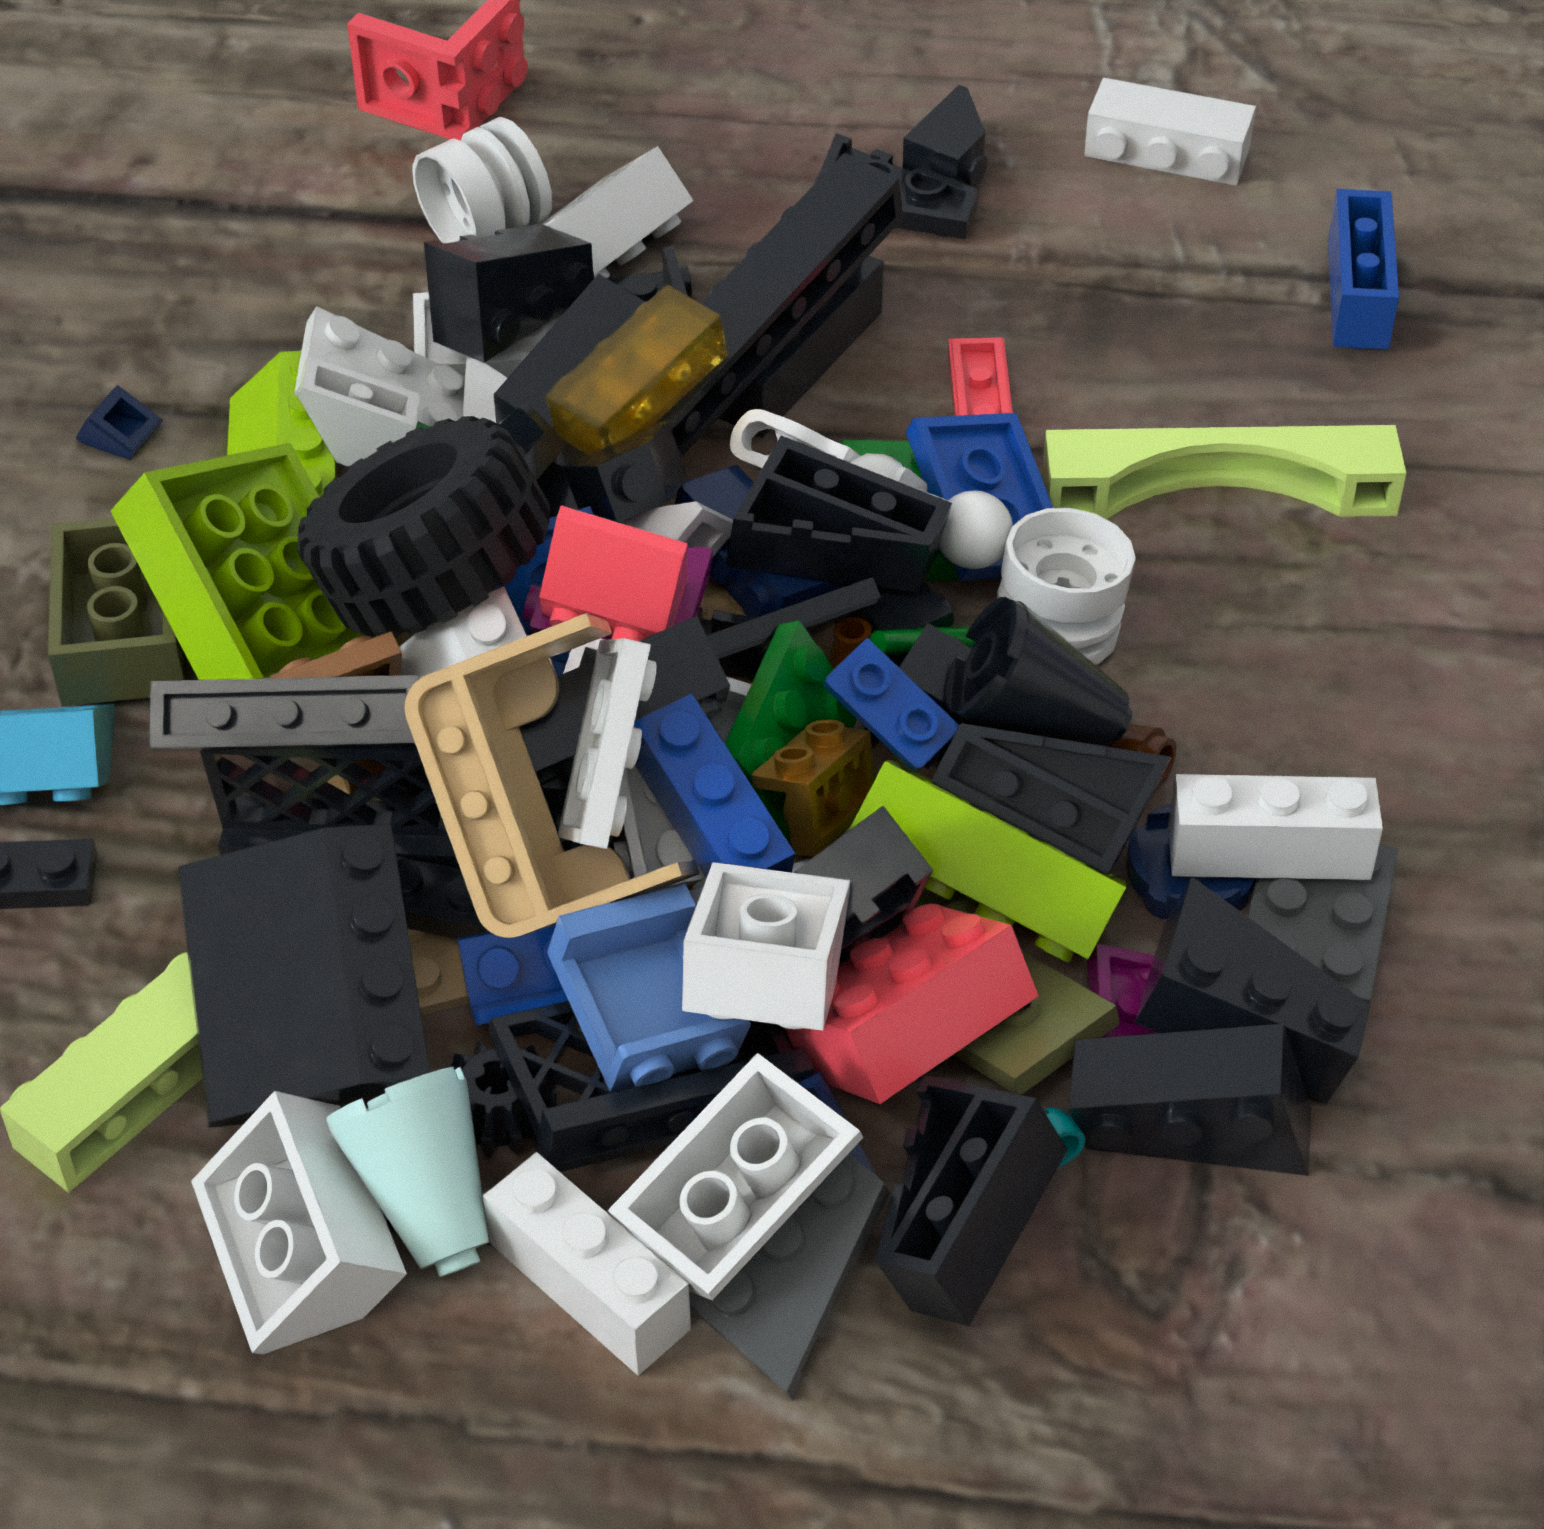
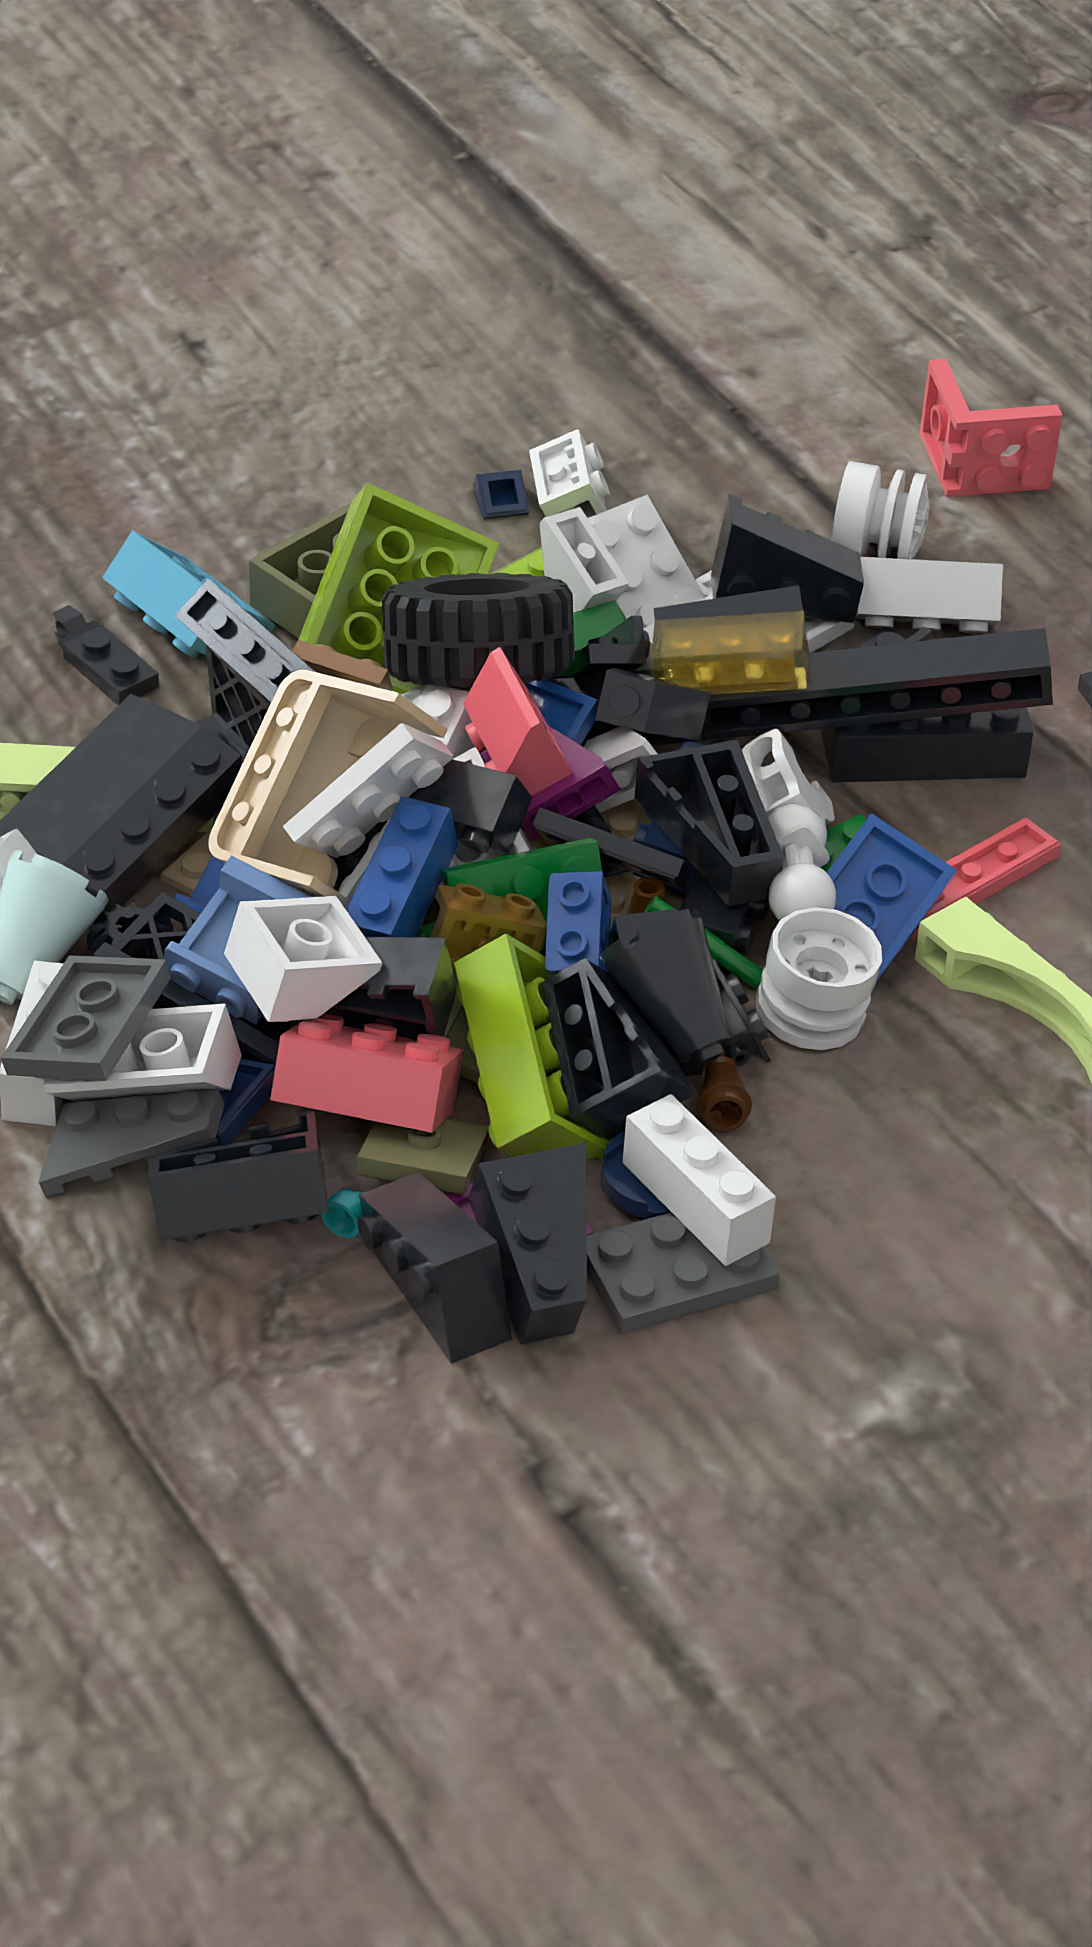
camera: 50 degrees right, 5 degrees down
(156, 359) = (568, 474): none -> white bracket
(663, 1191) = (86, 1018): none -> dark grey plate

